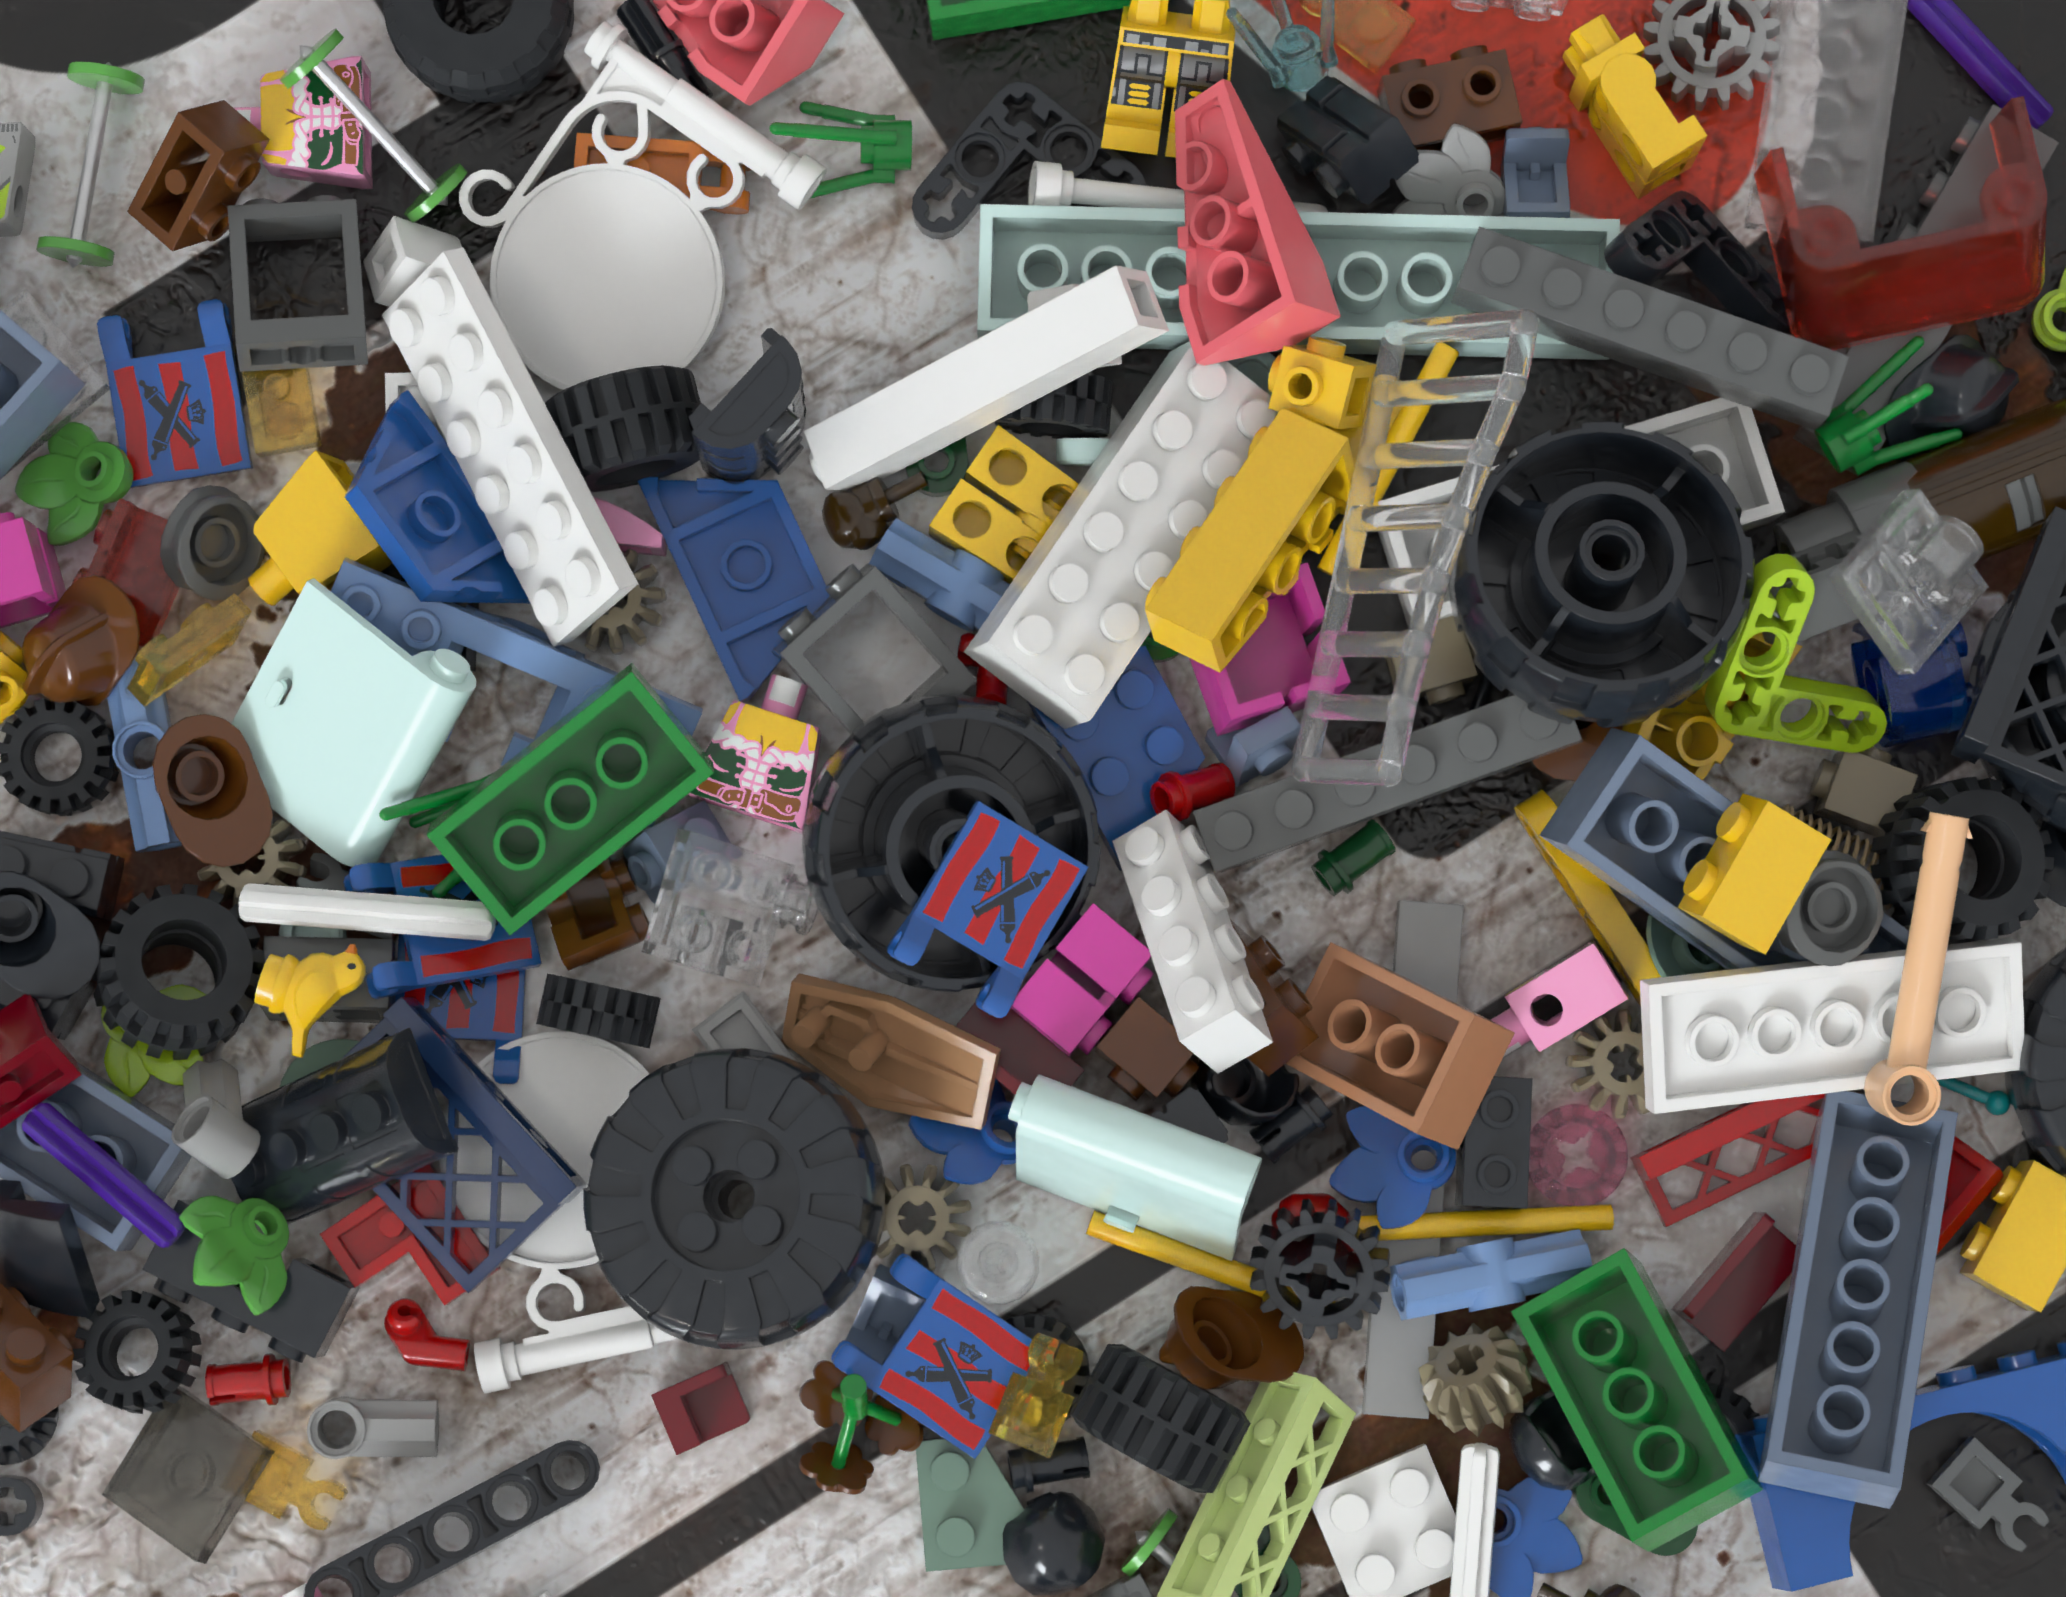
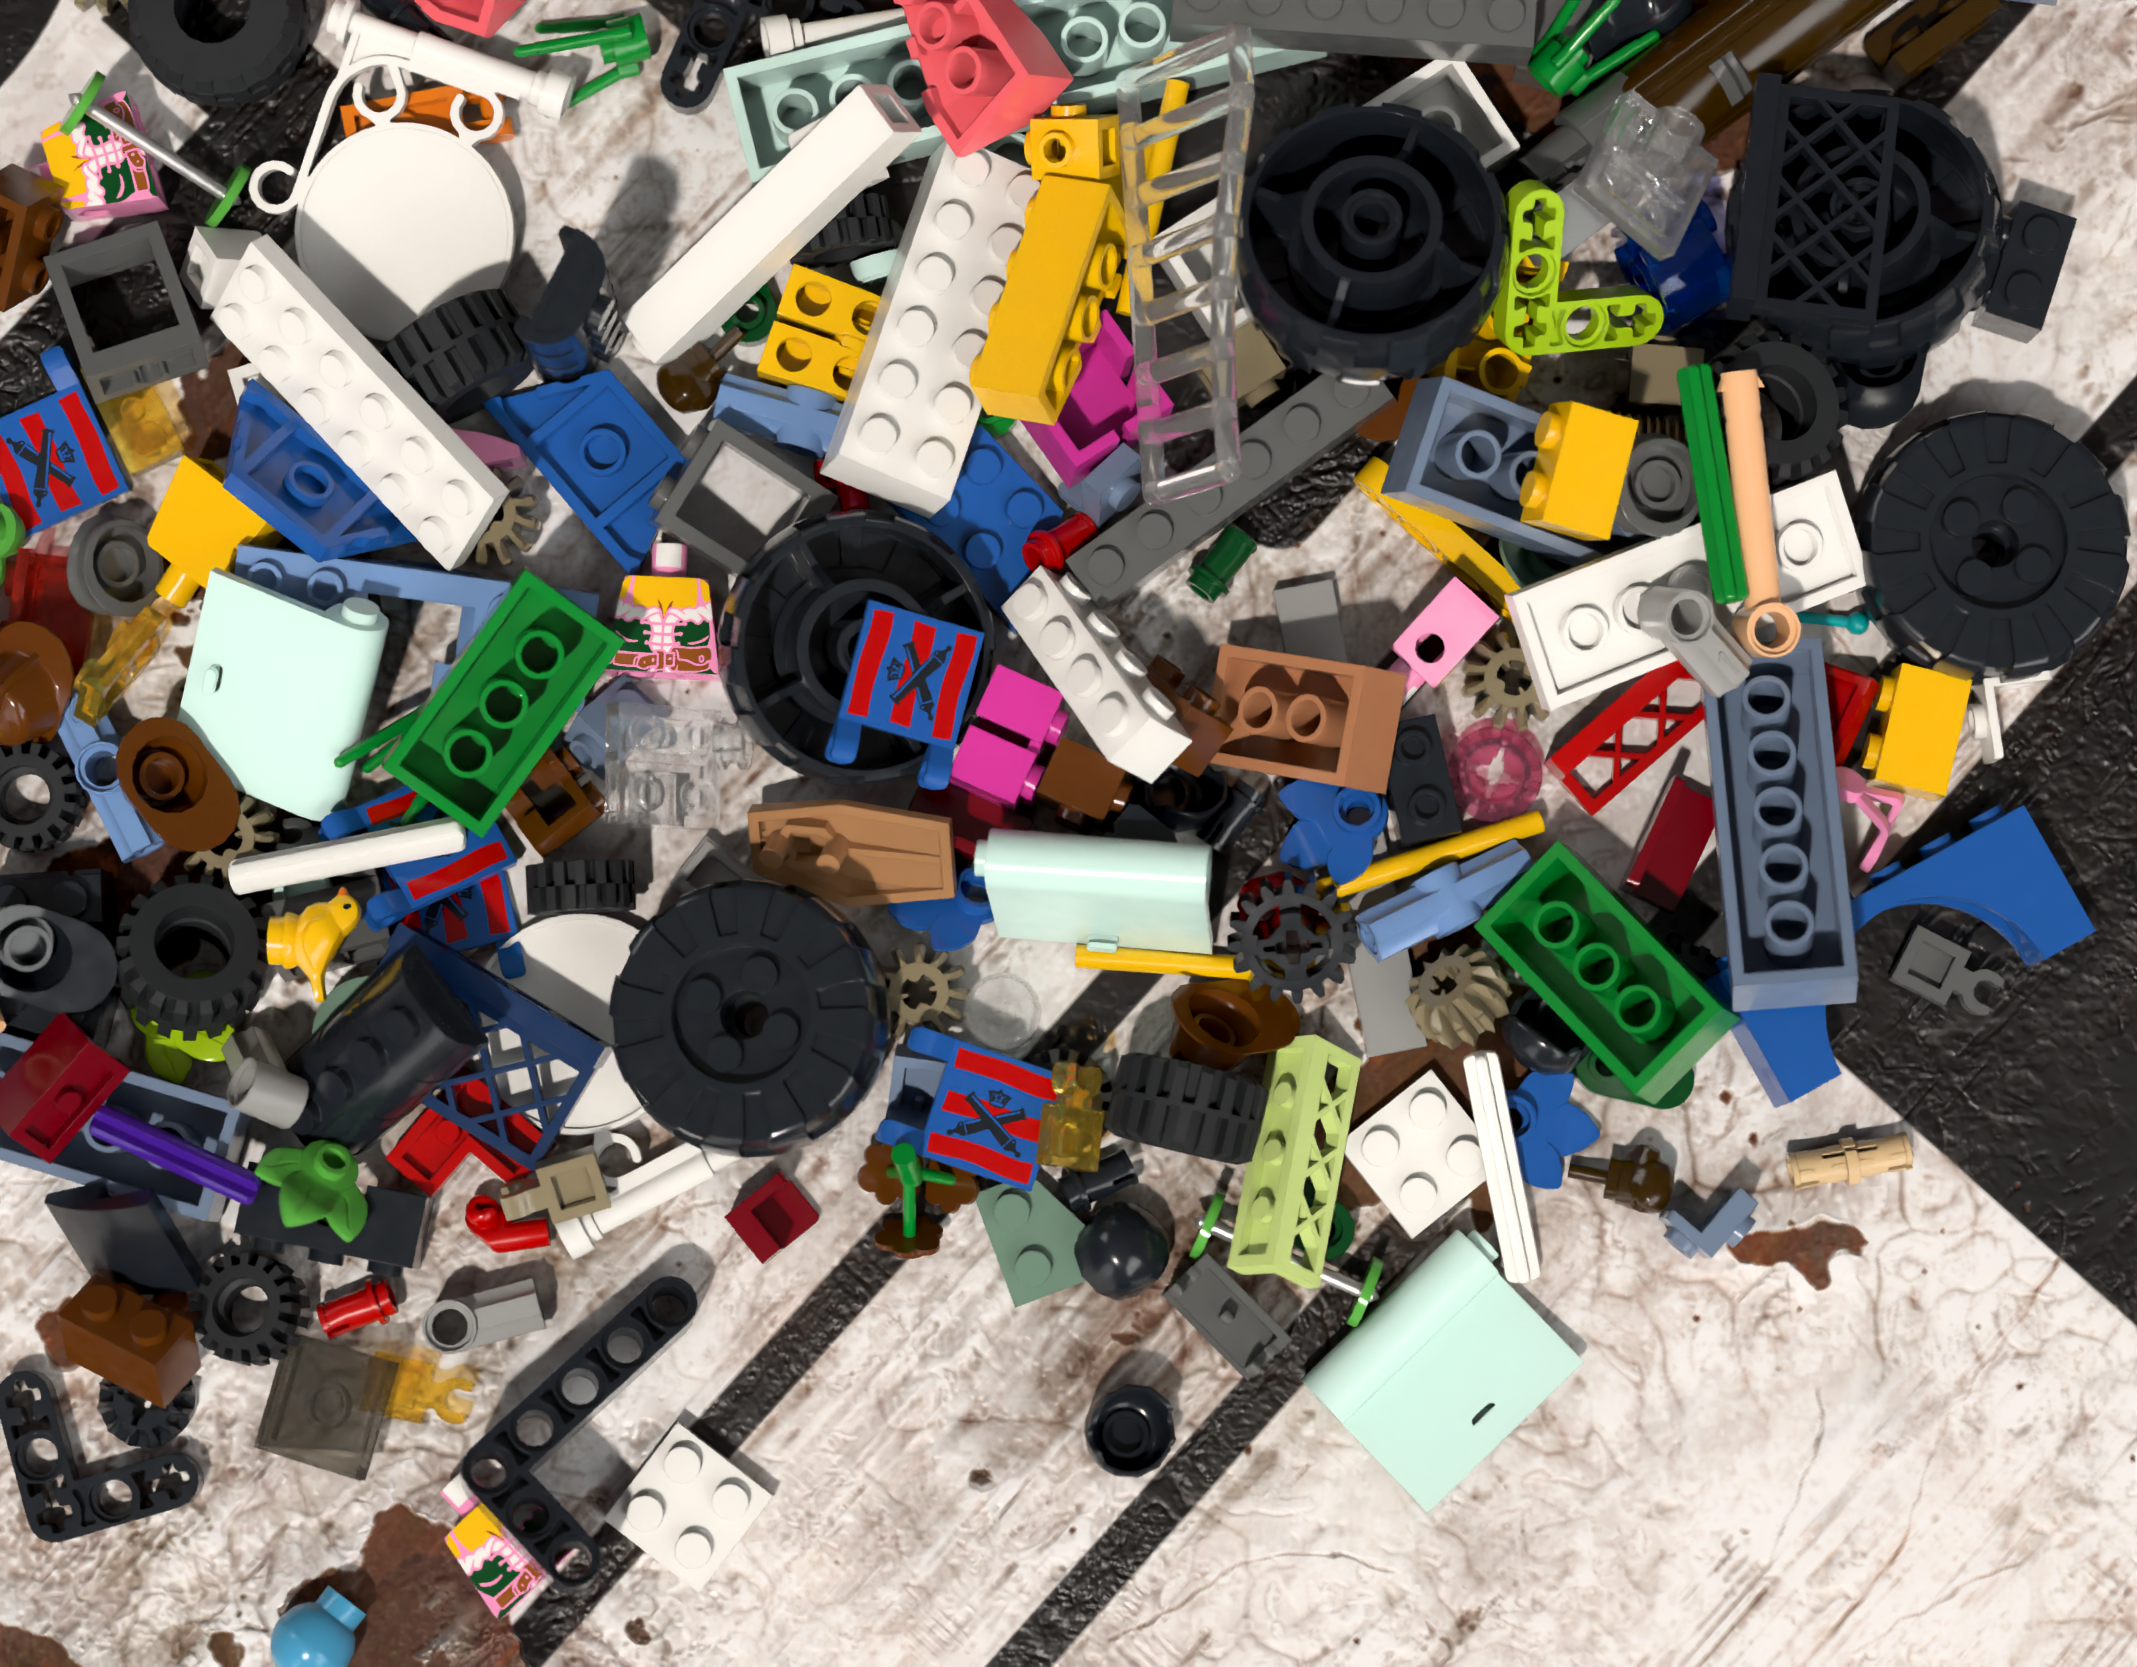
camera: 15 degrees left, 0 degrees up
(497, 1317) = (566, 1185): none -> dark tan plate
(1826, 1080) = (1696, 639): none -> light grey piece
(1889, 924) = (1712, 484): none -> green axle
(1948, 1280) = (1854, 789): none -> bright pink piece

